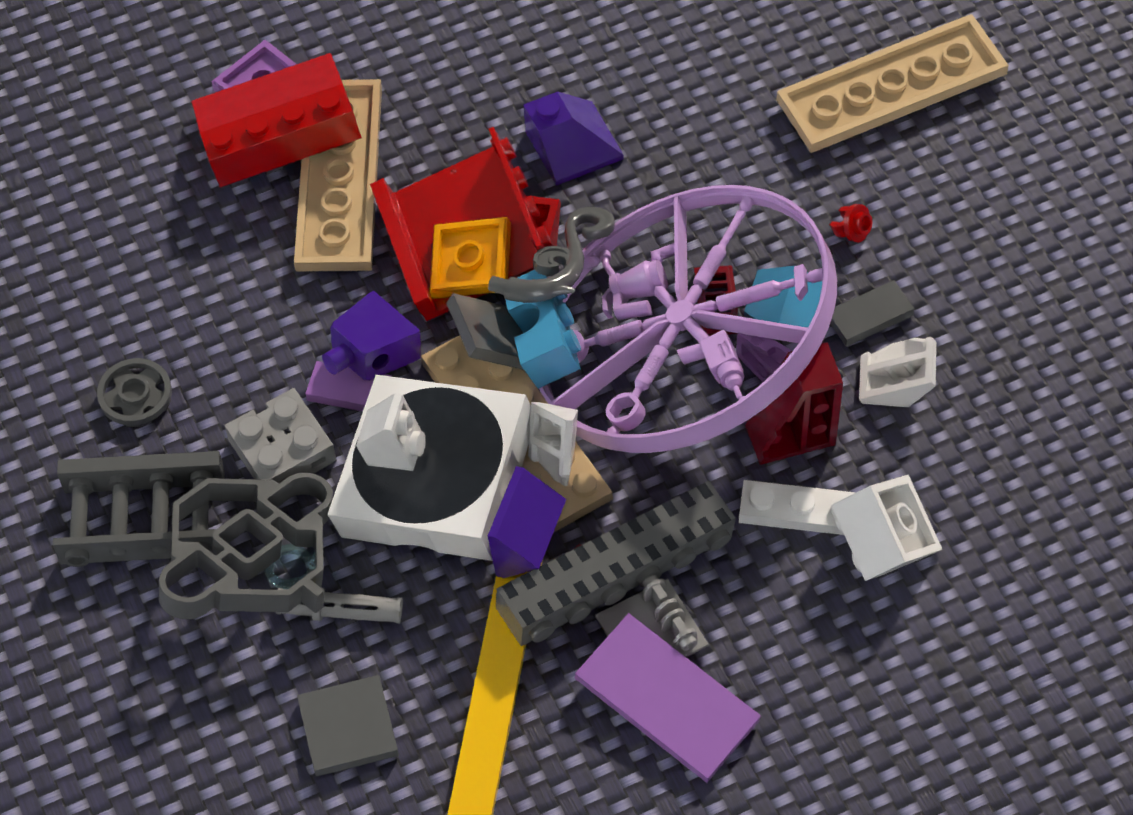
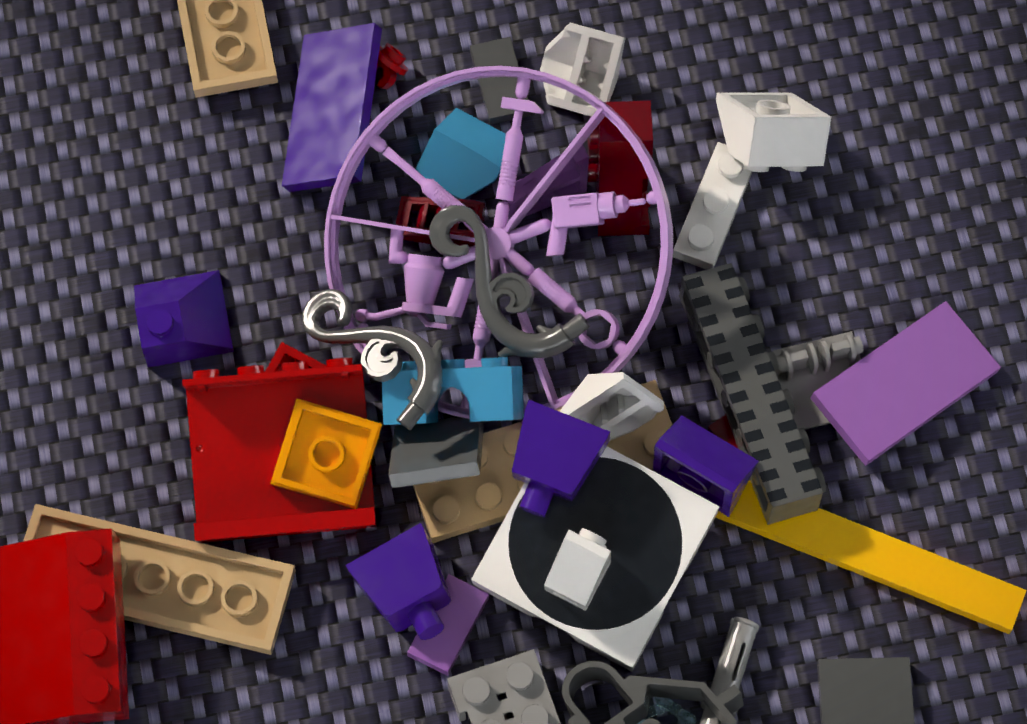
camera: 80 degrees left, 10 degrees up
(487, 391) = (554, 455): none -> dark purple torso
(636, 322) = (517, 343): none -> dark grey plant
(807, 186) = (331, 104): none -> dark purple tile

